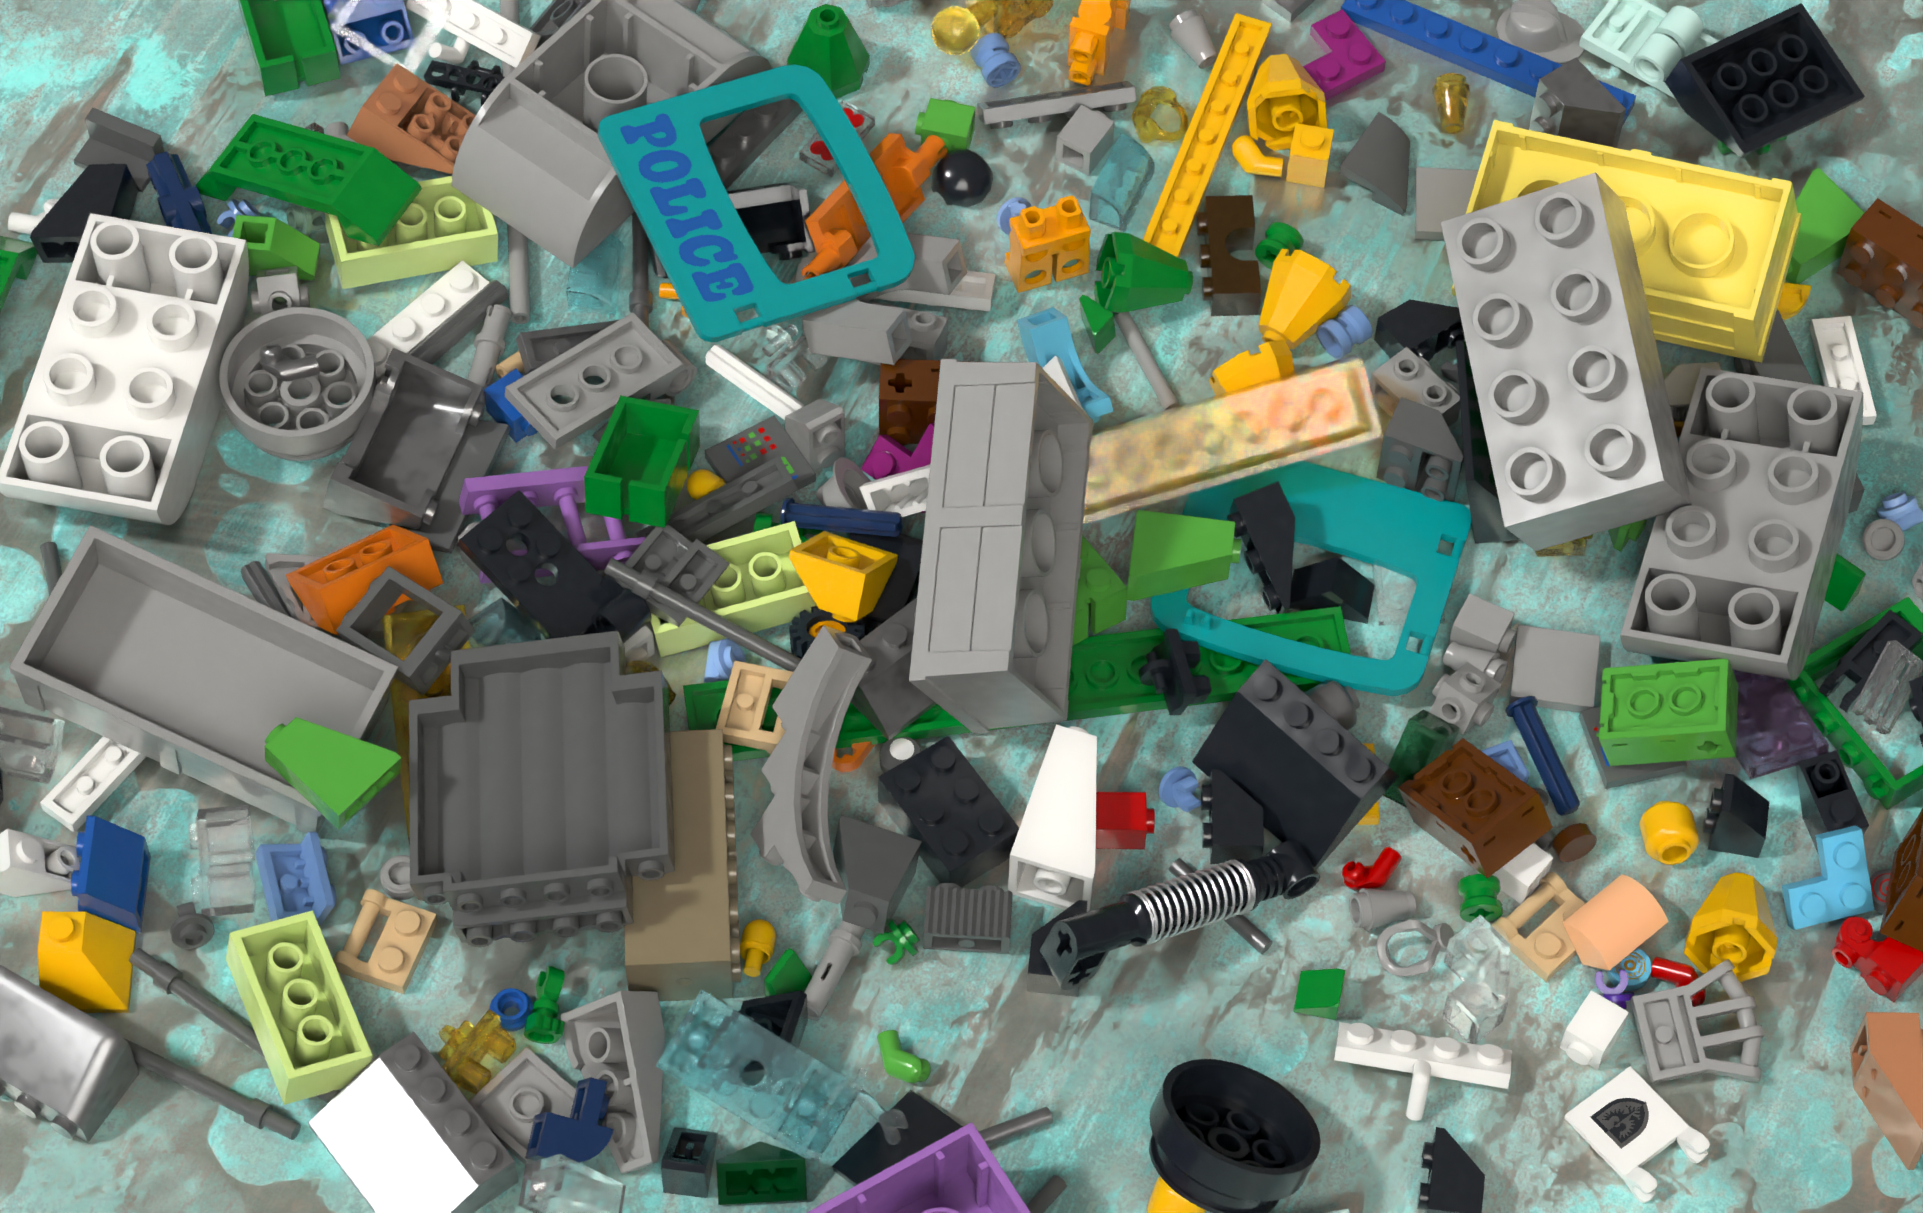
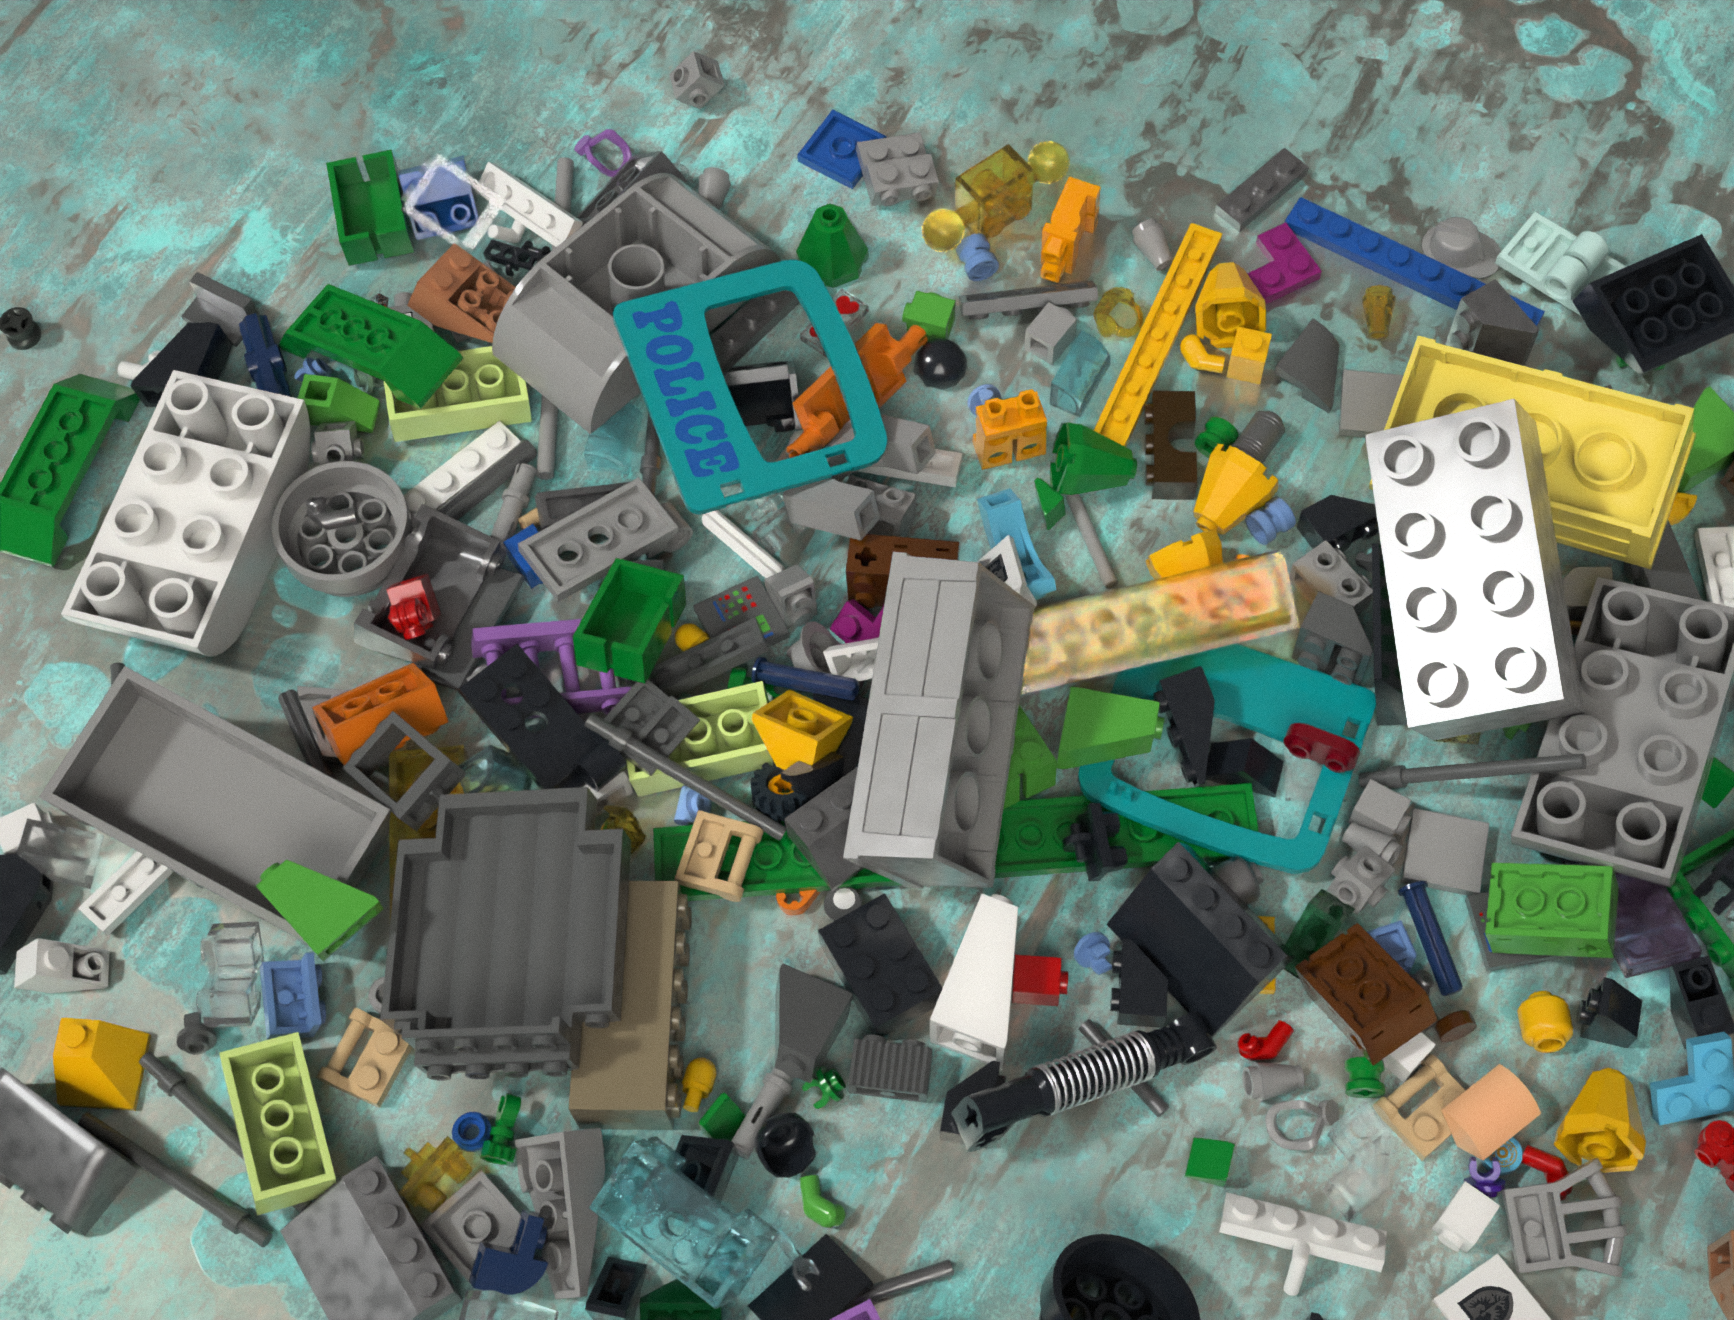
camera: 10 degrees right, 5 degrees up
(111, 873) = (128, 983): blue slope -> none
(391, 460) = (413, 606): none -> red brick
(799, 769) = (746, 919): light grey arch -> none
(860, 999) = (785, 1144): none -> black hair
(862, 617) = (815, 778): none -> black slope
(1329, 238) = (1260, 435): none -> dark grey head
(1414, 562) = (1322, 747): none -> dark red plate
(1501, 590) = (1400, 777): none -> dark grey bar

